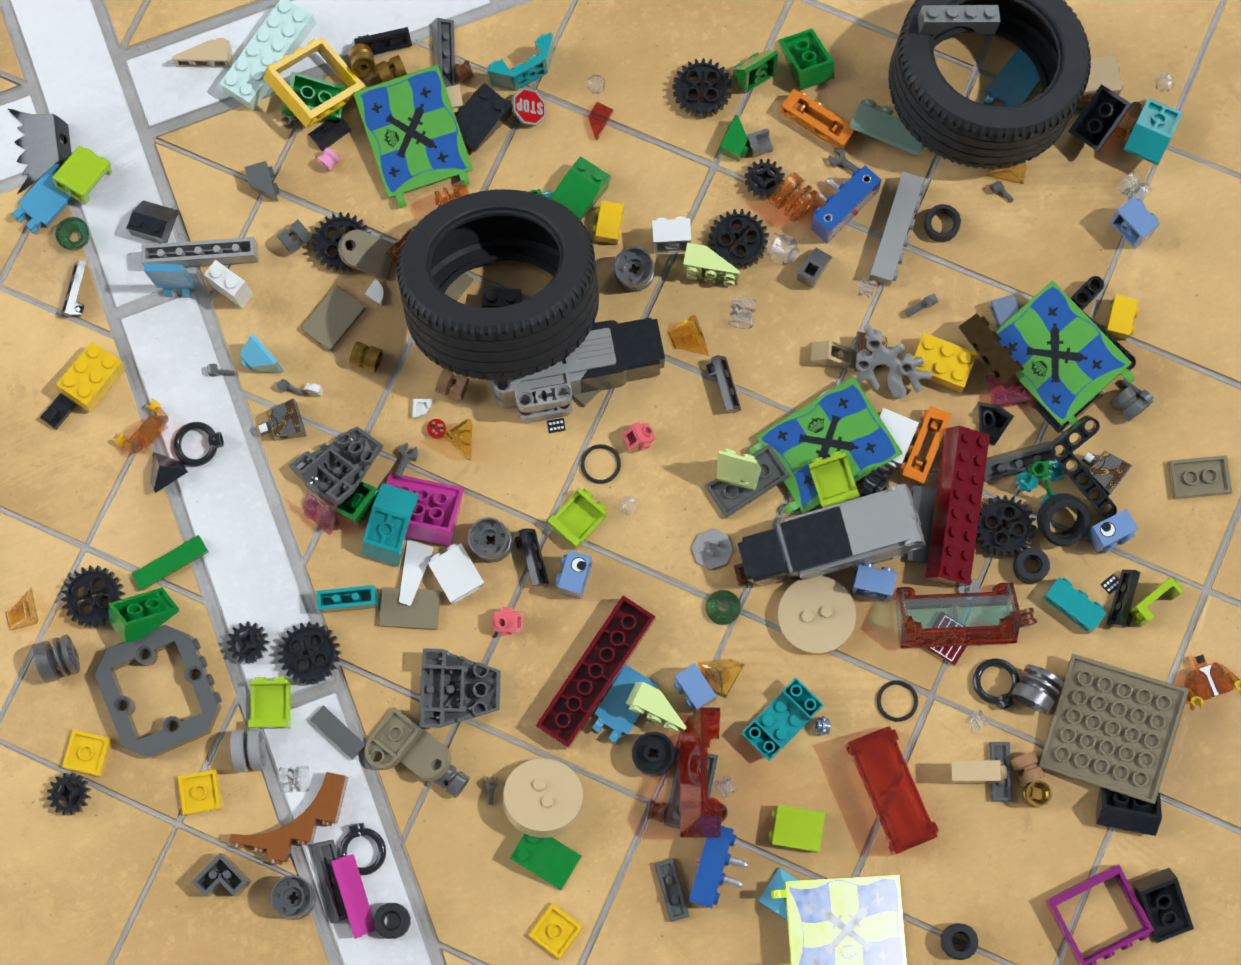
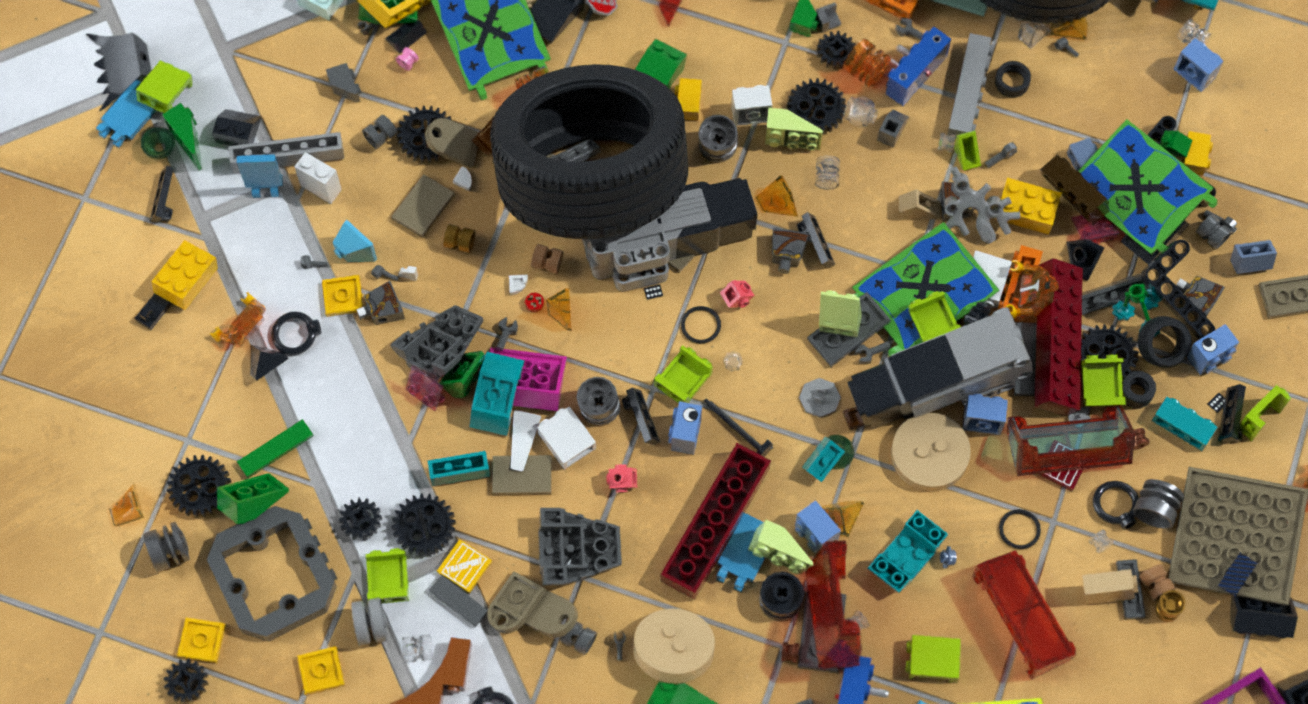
camera: 10 degrees left, 10 degrees down
(98, 220) = (182, 126): none -> green slope
(246, 407) = (342, 295): none -> yellow tile
(346, 697) = (464, 566): none -> yellow tile
(484, 280) = (579, 152): none -> dark grey tile
(648, 600) = (761, 449): none -> black piece
(694, 390) = (787, 248): none -> torso
(708, 616) = (823, 459): none -> teal panel
(768, 505) = (871, 351): none -> dark grey bar
(887, 299) = (967, 150): none -> lime slope
(938, 457) = (1035, 290): none -> clear orange torso
(967, 175) = (1032, 33): none -> clear slope
(996, 557) = (1102, 381): none -> lime panel
(1100, 307) = (1176, 143): none -> green brick
(1107, 769) = (1237, 574): none -> tile
(1165, 434) = (1253, 256): none -> sand blue brick

